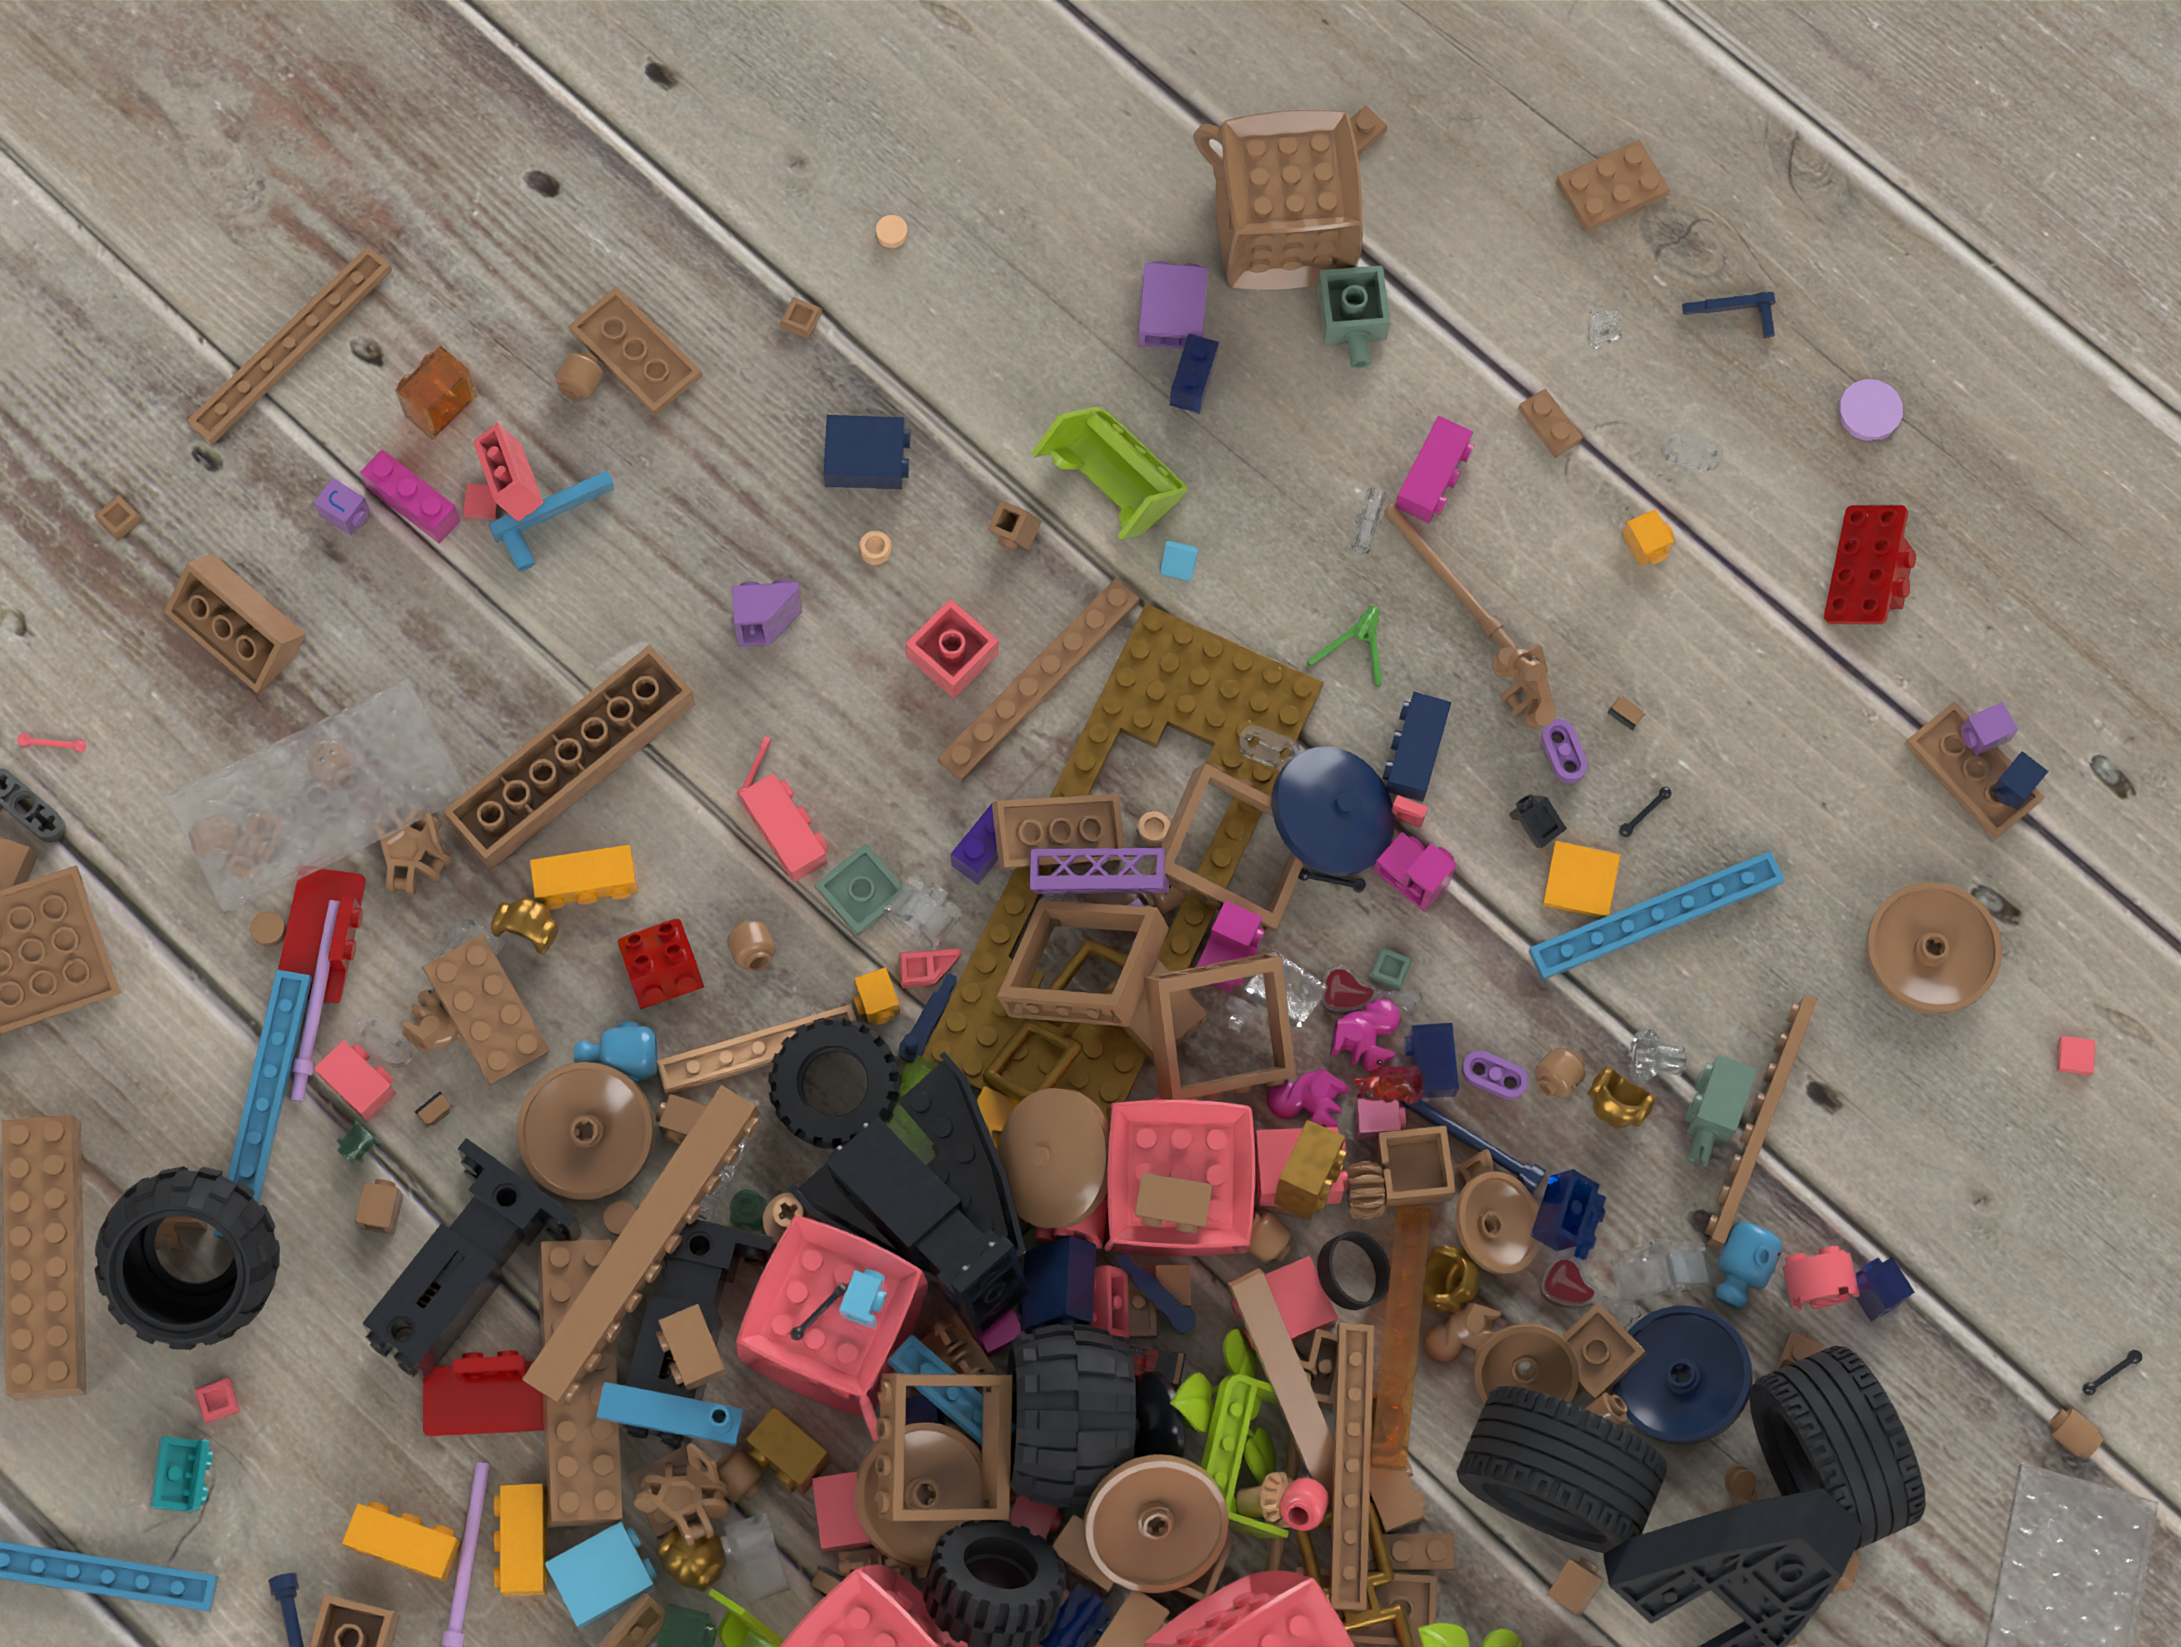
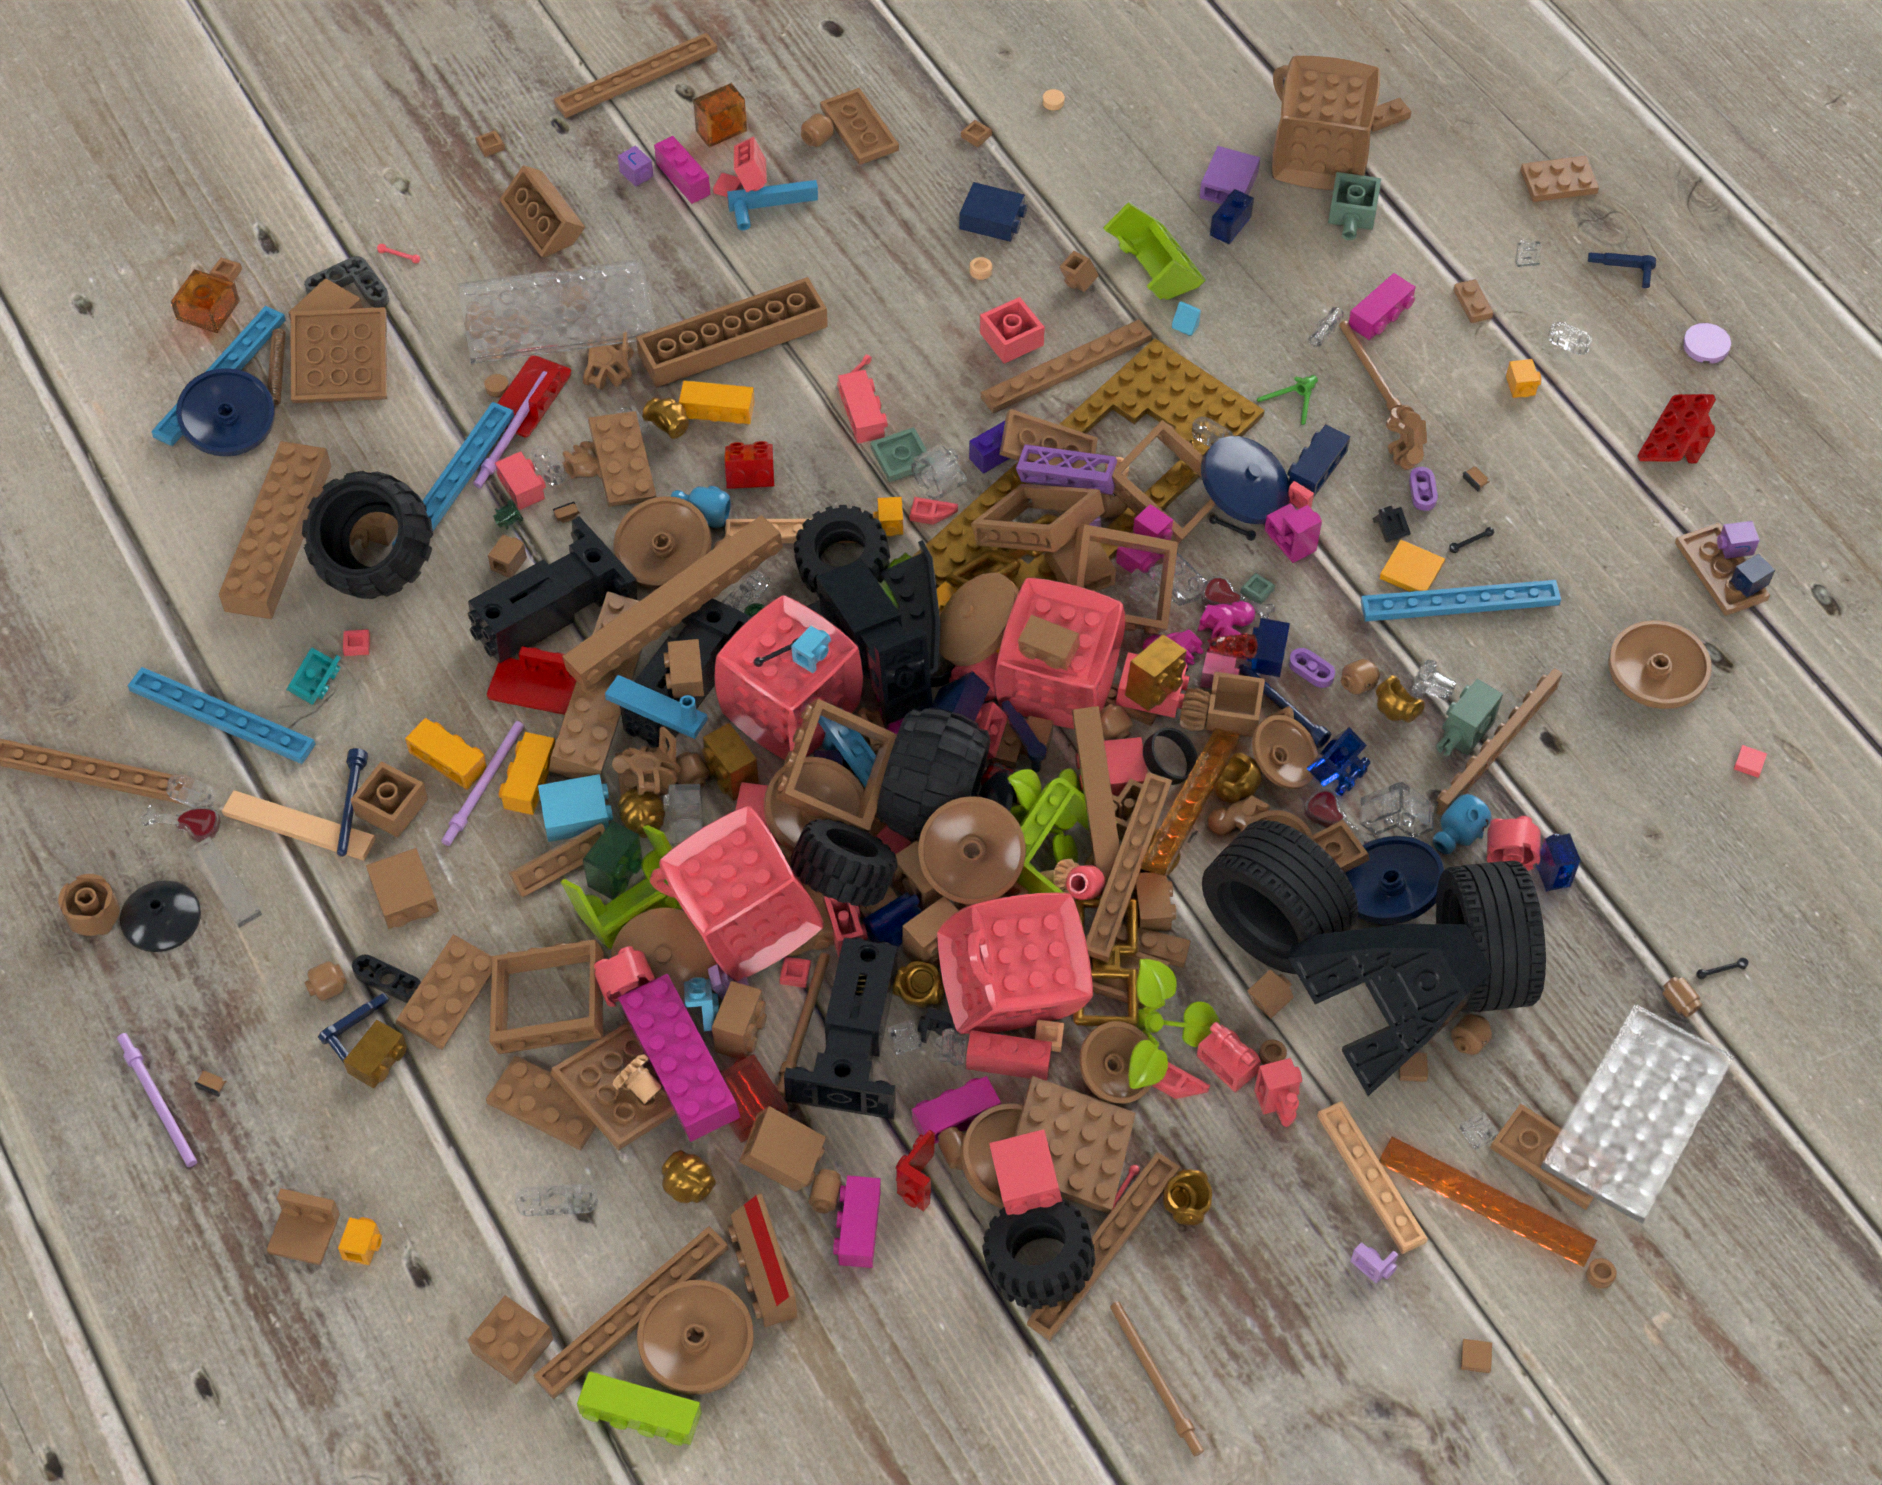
camera: 20 degrees right, 15 degrees down
(751, 945) = (814, 467): medium nougat head -> none
(764, 610) = (892, 279): medium lavender slope -> none
(914, 1043) = (926, 535): dark blue piece -> none

